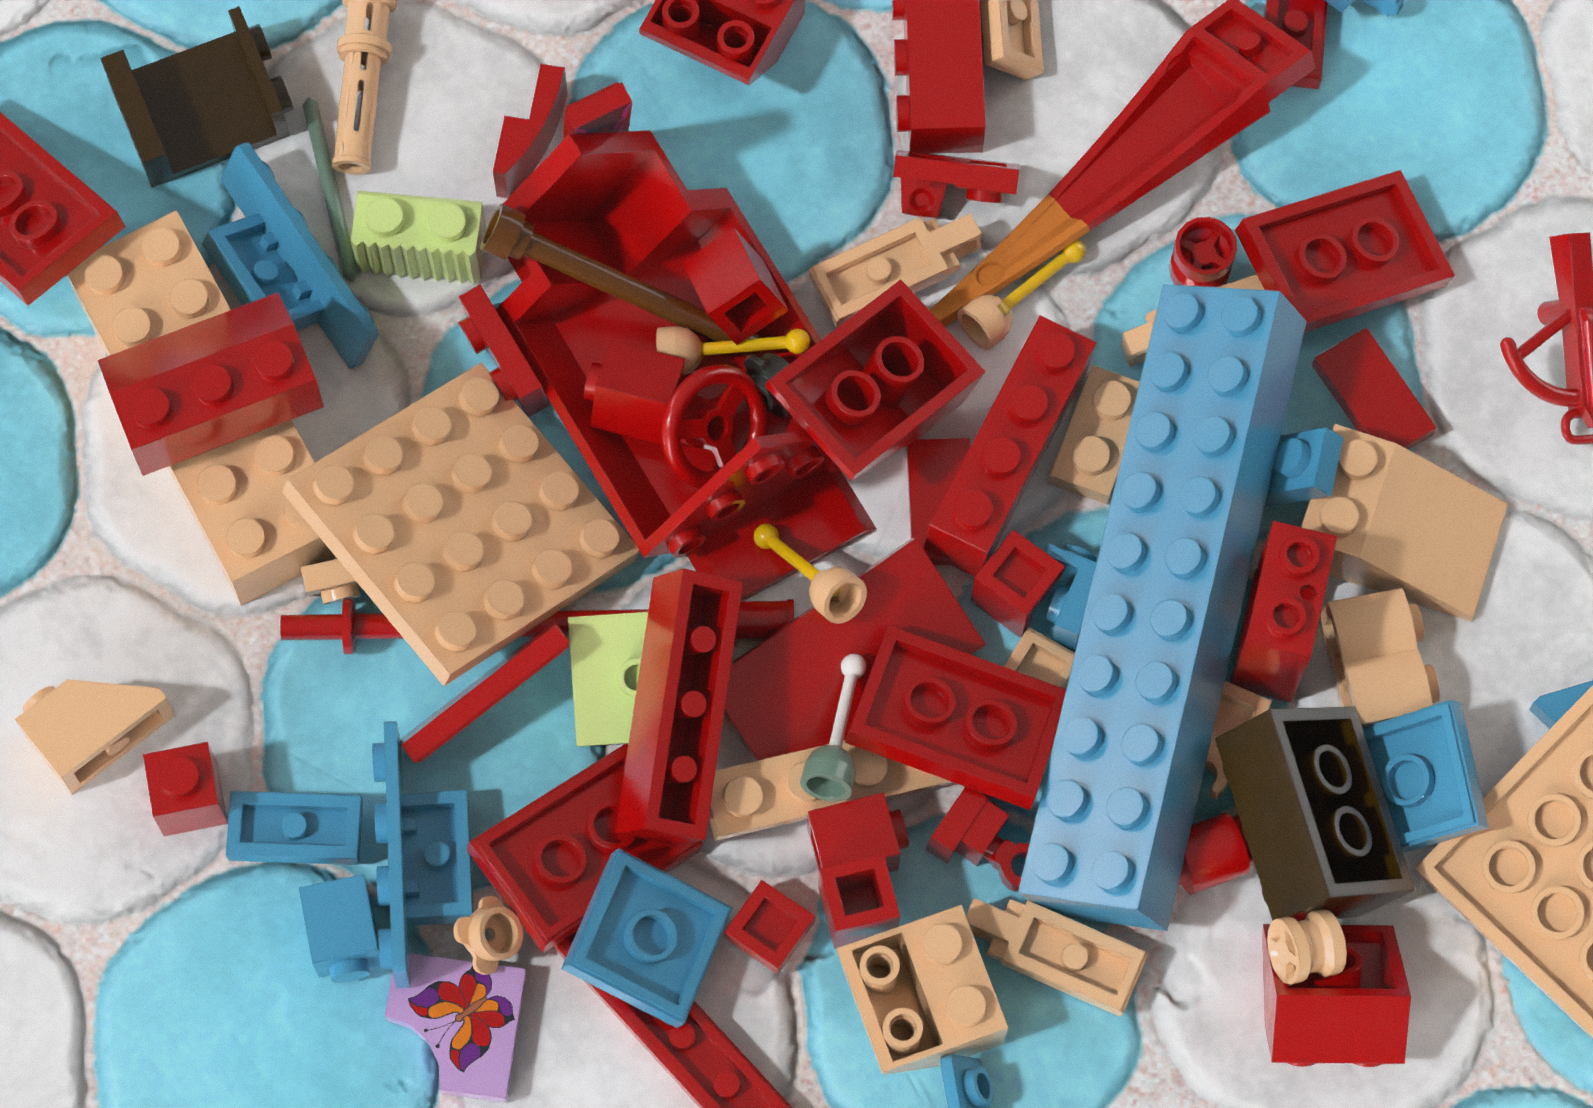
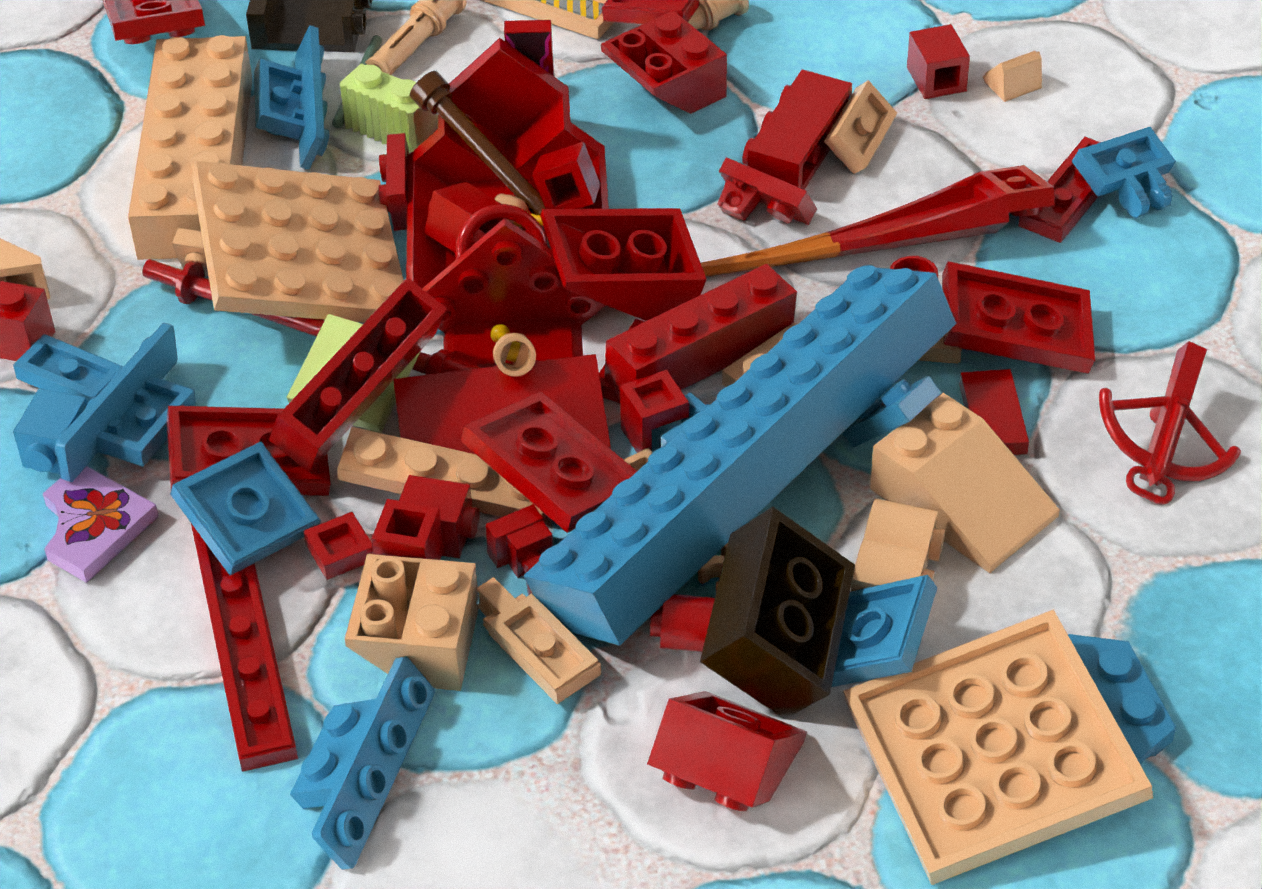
camera: 30 degrees right, 25 degrees down
(211, 383) = (187, 108): red slope -> none
(485, 692) = (244, 338): red tile -> none
(504, 933) = (157, 464): light nougat plate -> none
(830, 769) = (436, 448): sand green hinge -> none
(913, 252) = (717, 227): light nougat hinge -> none
(989, 317) = (735, 266): hinge -> none
(1283, 611) = (835, 473): red window -> none
(1306, 946) = (713, 679): light nougat wheel -> none

